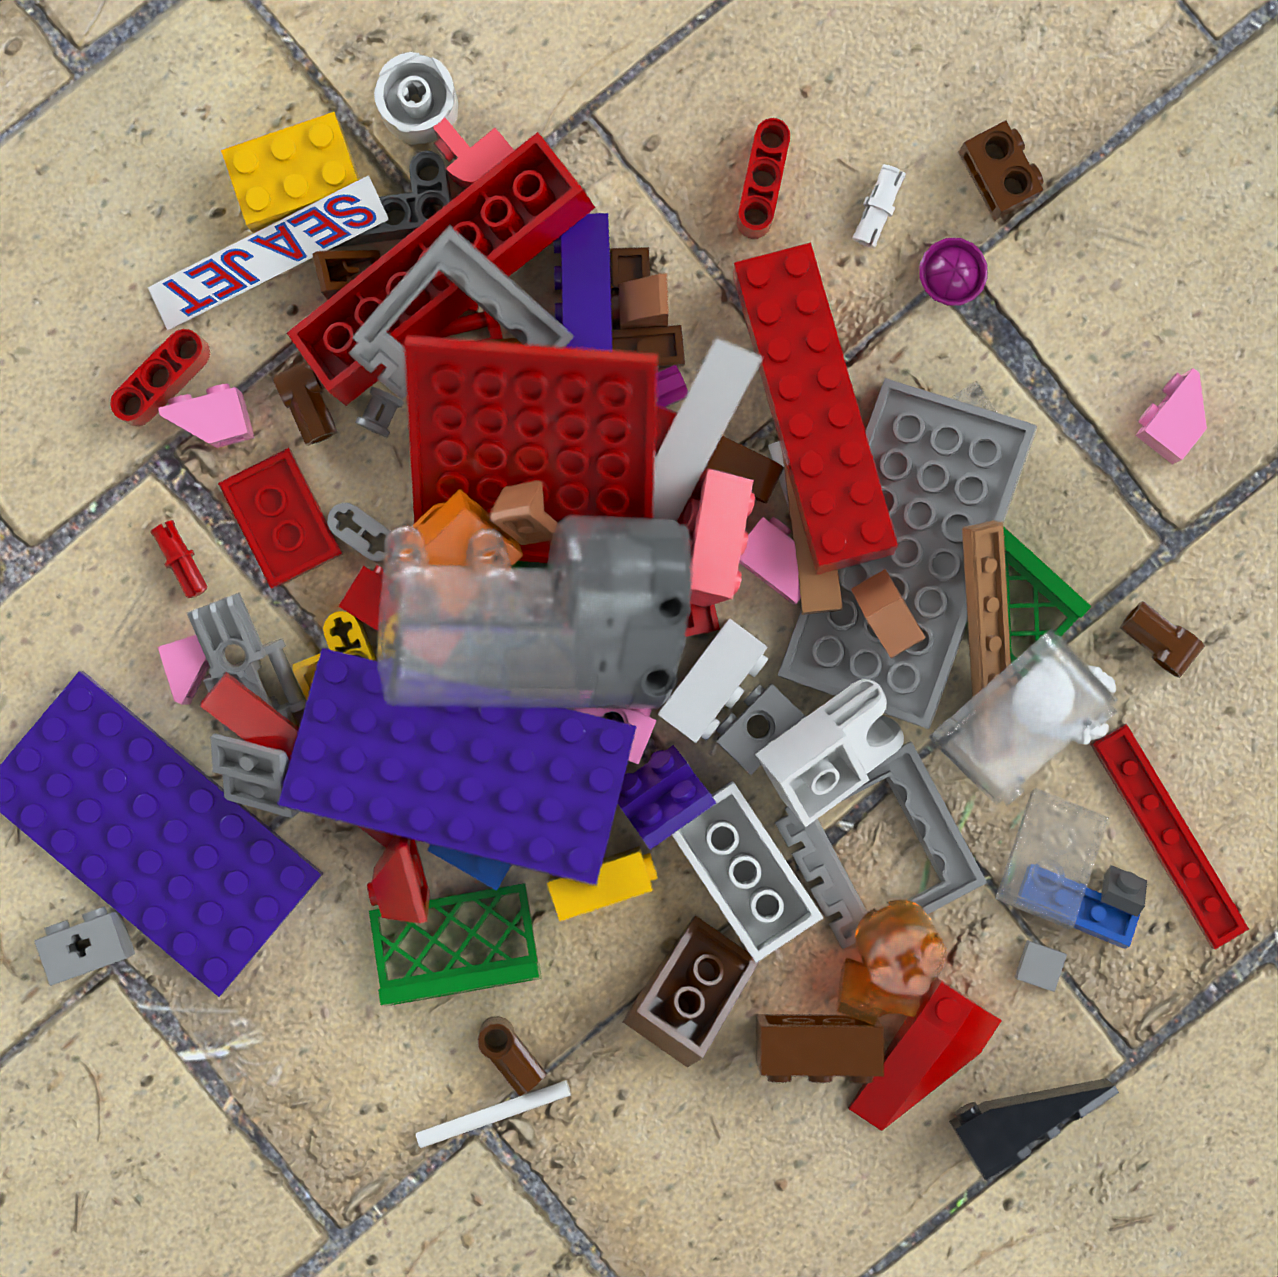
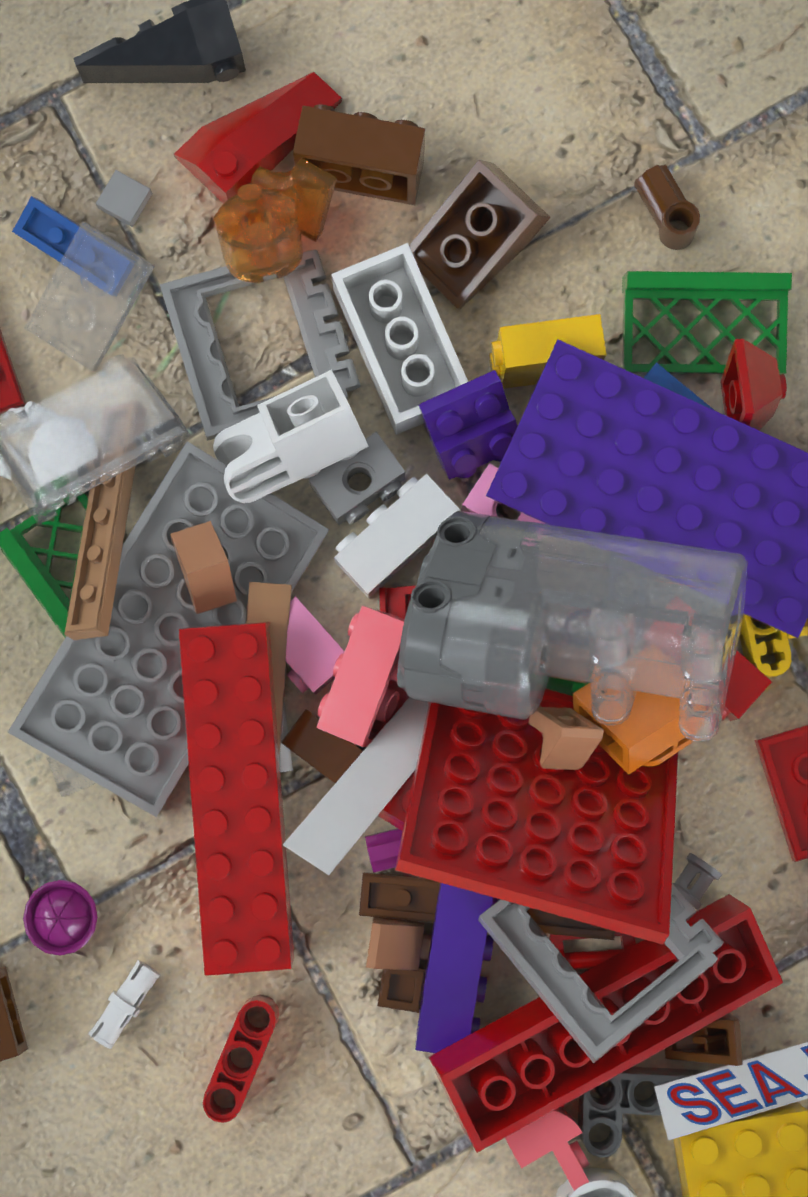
camera: 170 degrees left, 5 degrees down
(302, 394) = (771, 905): reddish brown piece -> none
(355, 539) = (740, 751): light grey beam -> none
(493, 1114) = (694, 155): white bar -> none
(1124, 890) = (25, 252): dark grey plate -> none

